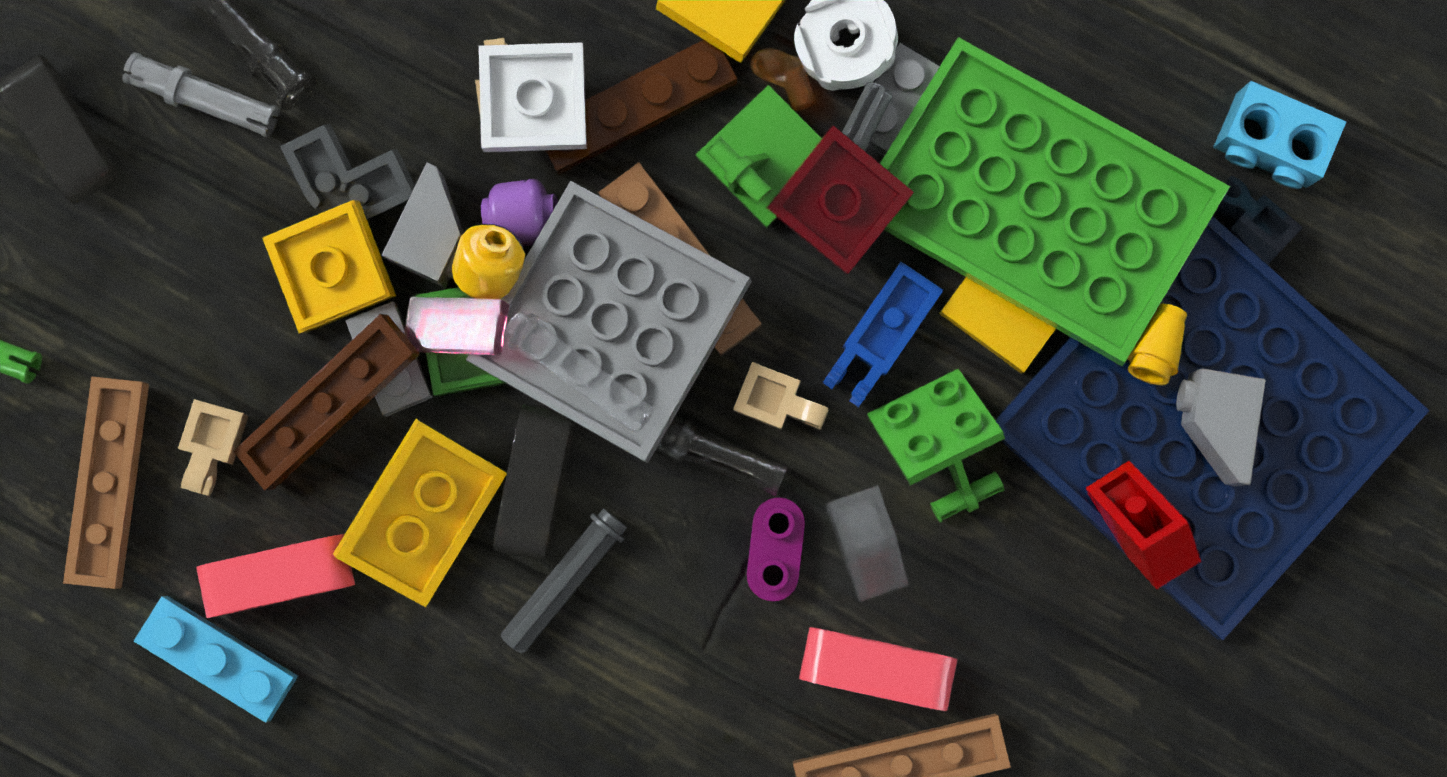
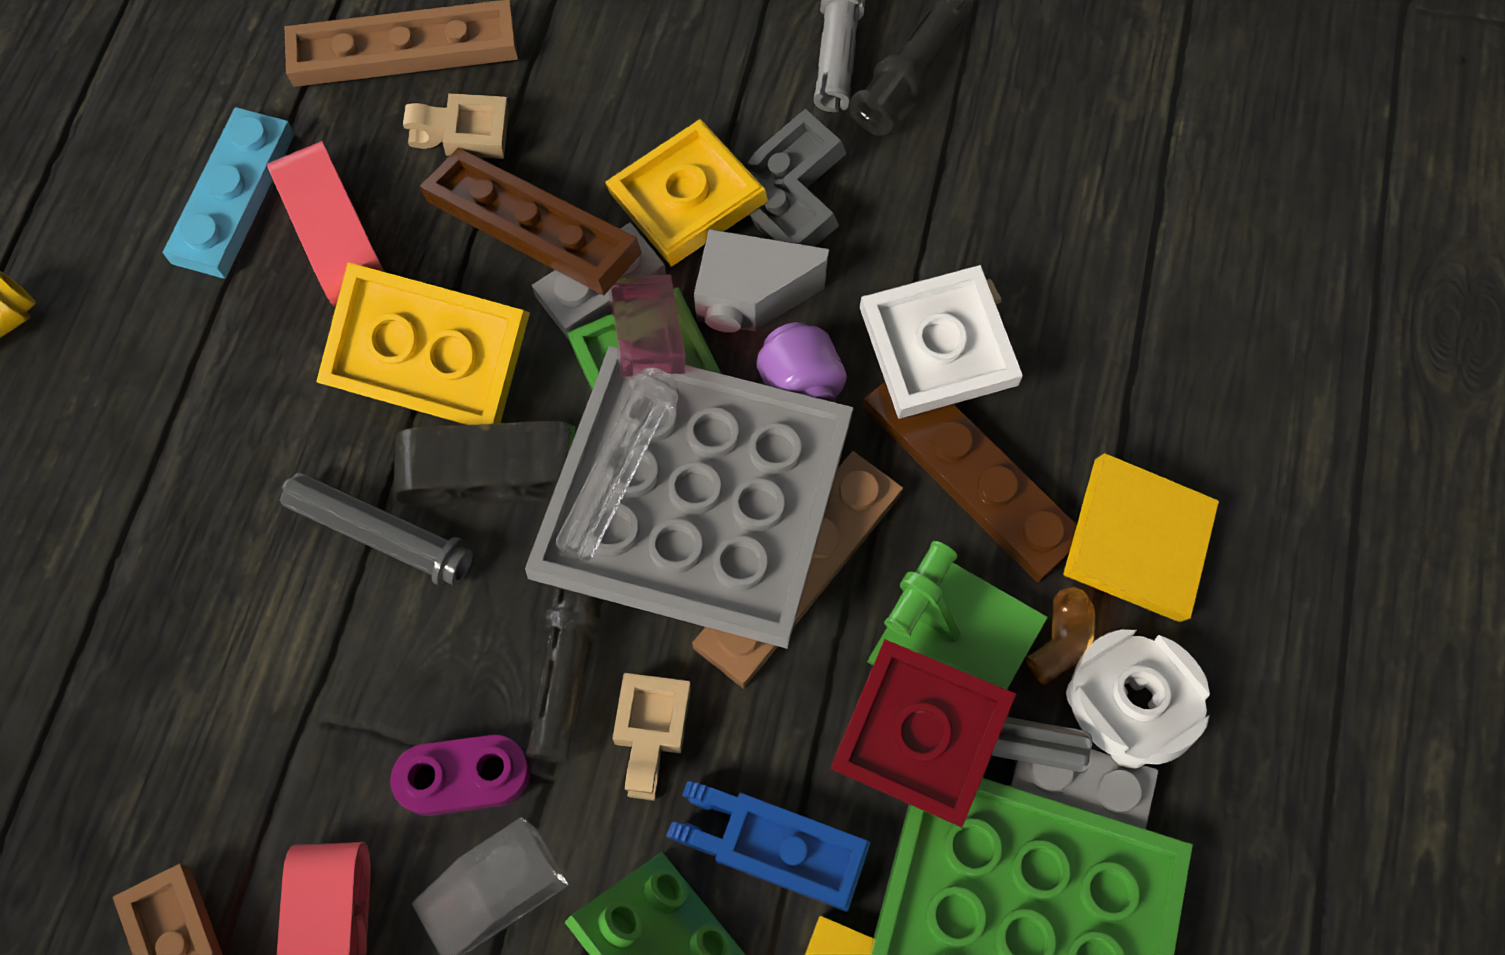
camera: 75 degrees right, 15 degrees down
(488, 265) = (730, 337): yellow head -> none

